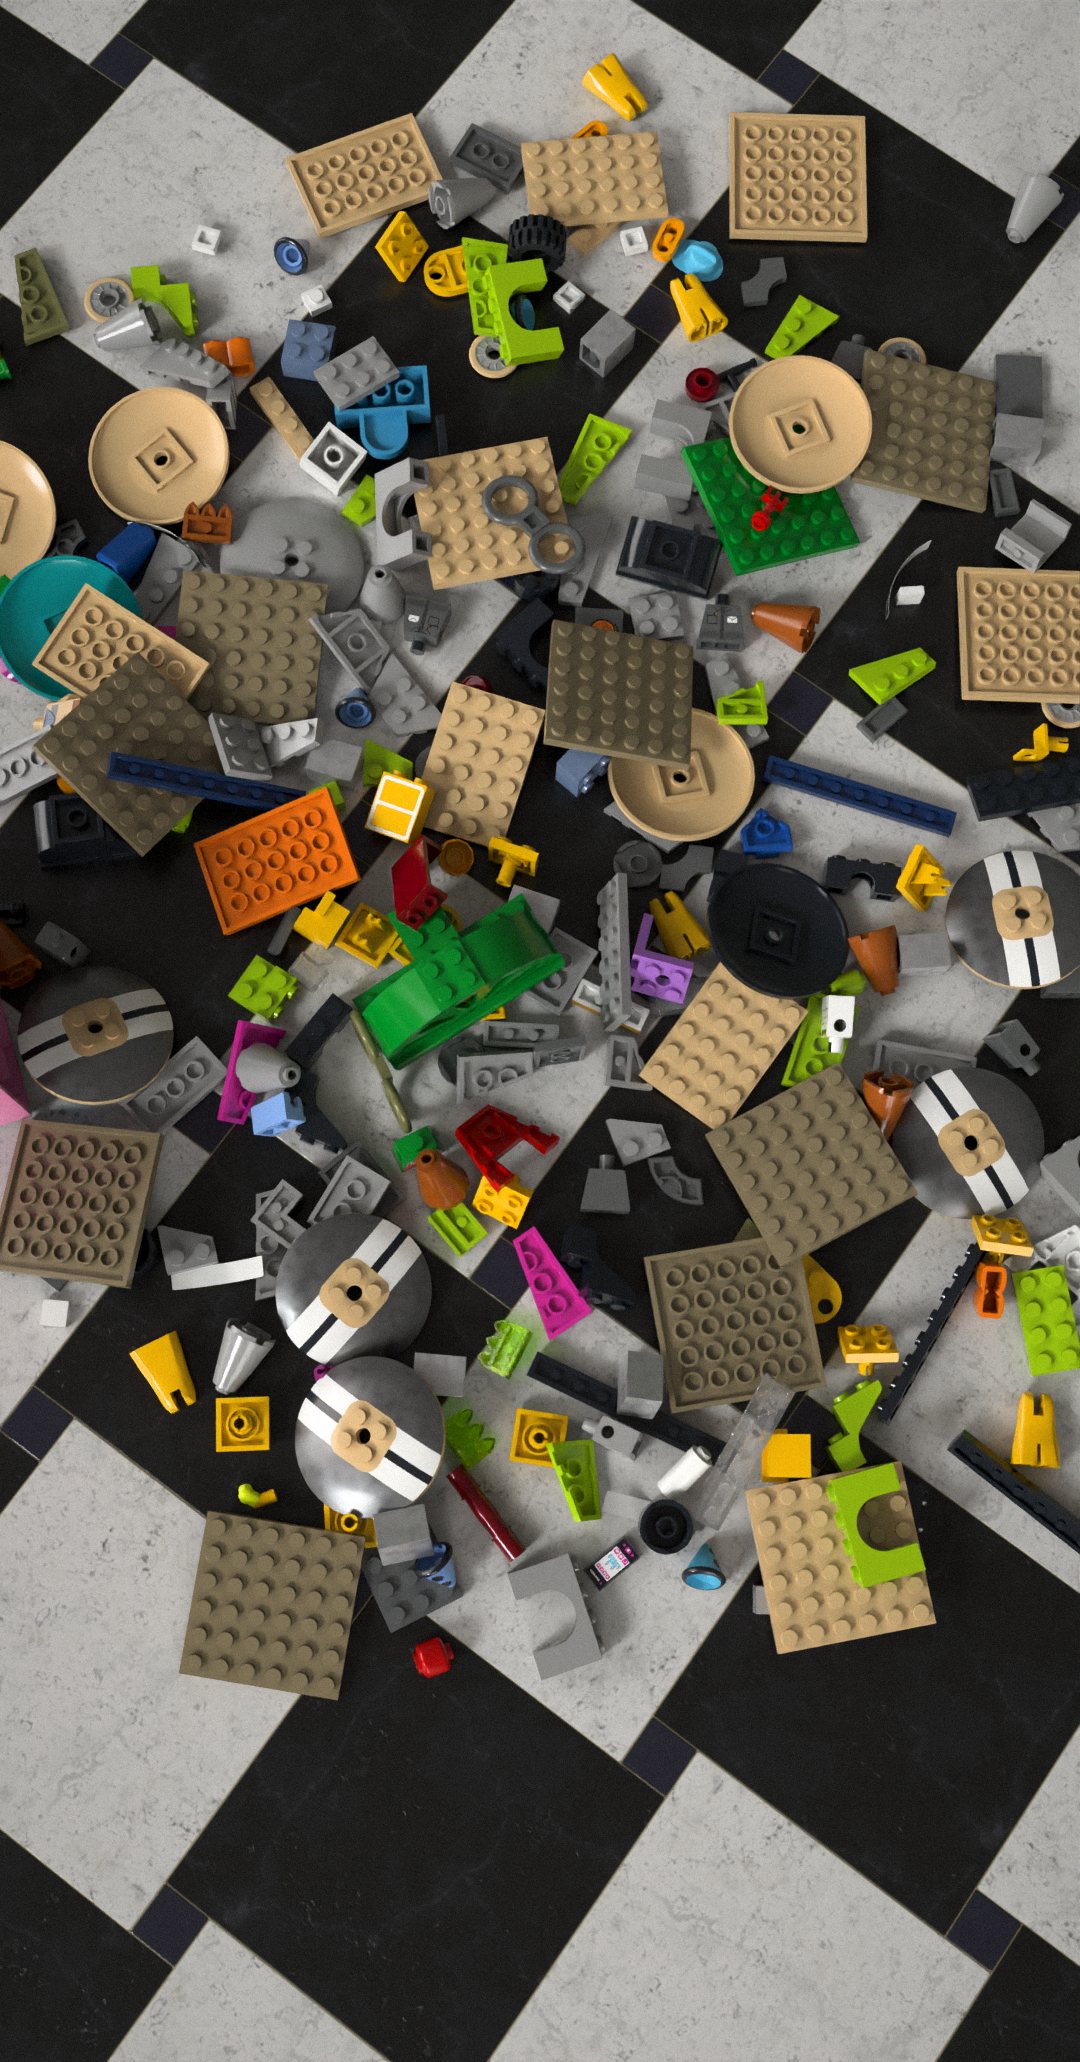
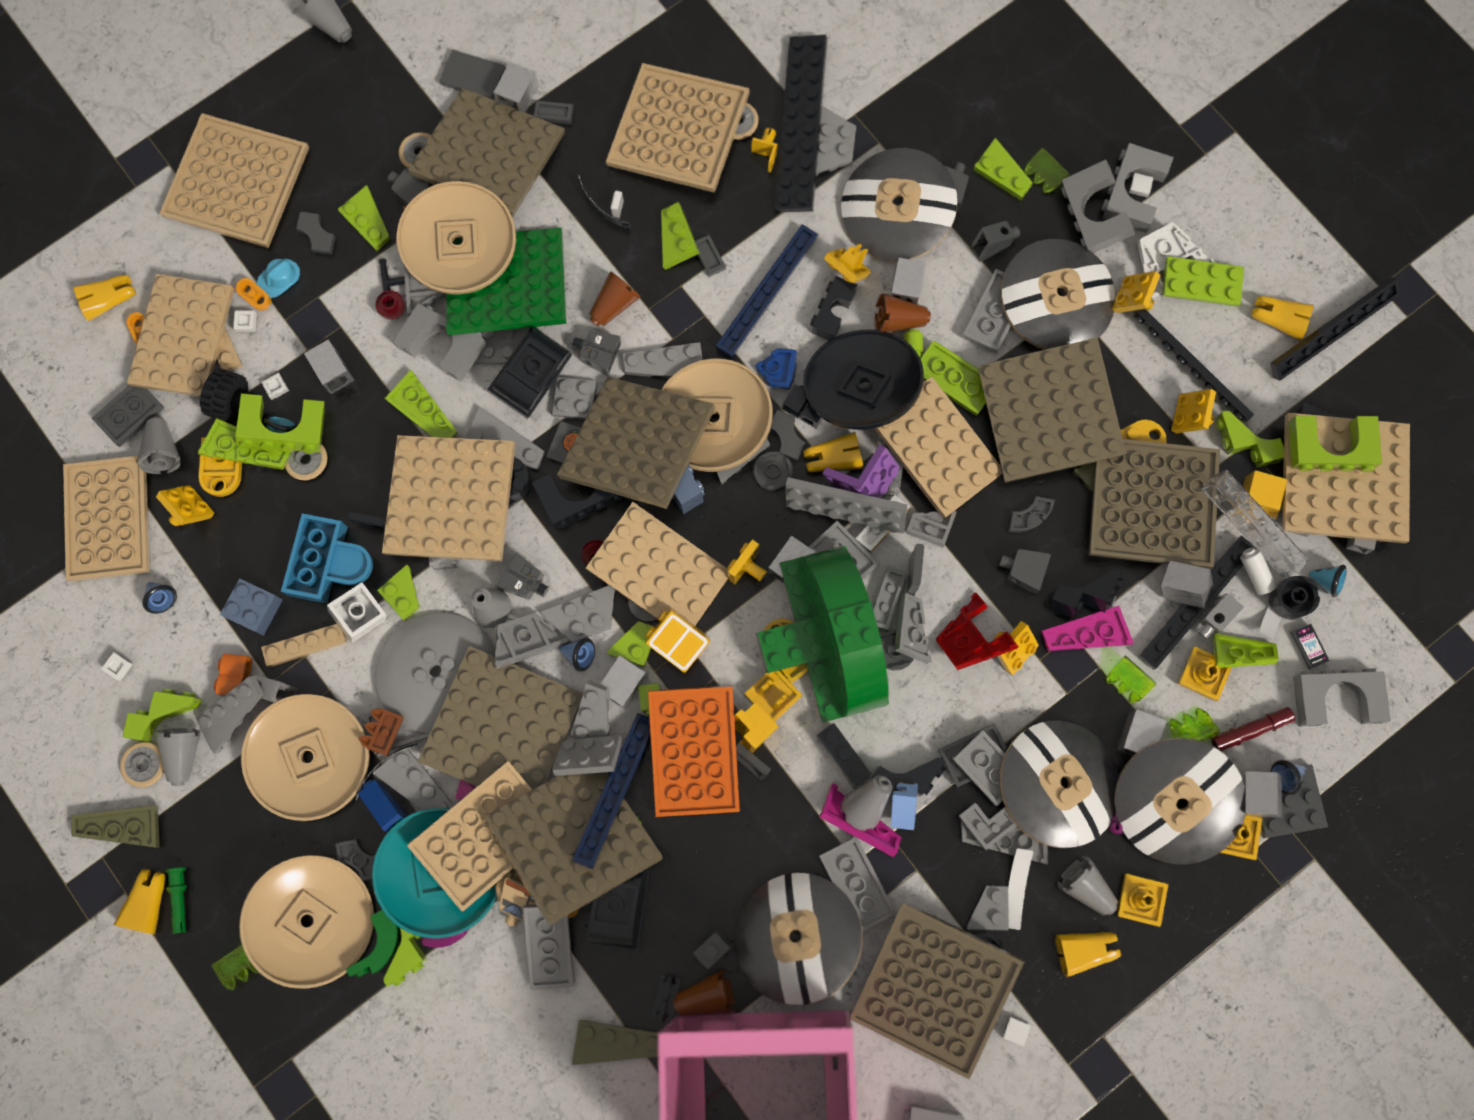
camera: 65 degrees left, 0 degrees up
(254, 1499) = (1203, 904): arm -> none
(264, 989) = (794, 791): lime plate -> none
(272, 1604) = (1288, 913): dark tan plate -> none
(316, 300) = (205, 589): white plate -> none
(356, 374) = (291, 571): light grey plate -> none
(385, 1075) = (871, 717): olive bar -> none
(392, 490) = (403, 572): light grey arch -> none
(408, 1147) = (958, 704): green torso -> none
(412, 887) = (749, 643): dark red panel -> none
(433, 1657) = (1354, 799): red head -> none
(440, 1180) = (992, 691): dark orange cone -> none
(455, 857) = (729, 609): light orange hair -> none
(458, 1228) = (1026, 689): lime plate -> none
(533, 524) = (474, 465): dark grey bar -> none
(637, 1140) = (992, 535): light grey wing -> none
(697, 310) = (323, 289): yellow piece -> none
(743, 707) = (672, 351): lime wing -> none
(761, 519) = (529, 289): red hinge -> none
(839, 1010) = (944, 357): white torso -> none
(886, 1098) = (1012, 339): dark orange cone -> none
(988, 1296) = (1174, 313): orange brick -> none
(1034, 537) = (599, 100): light grey panel -> none

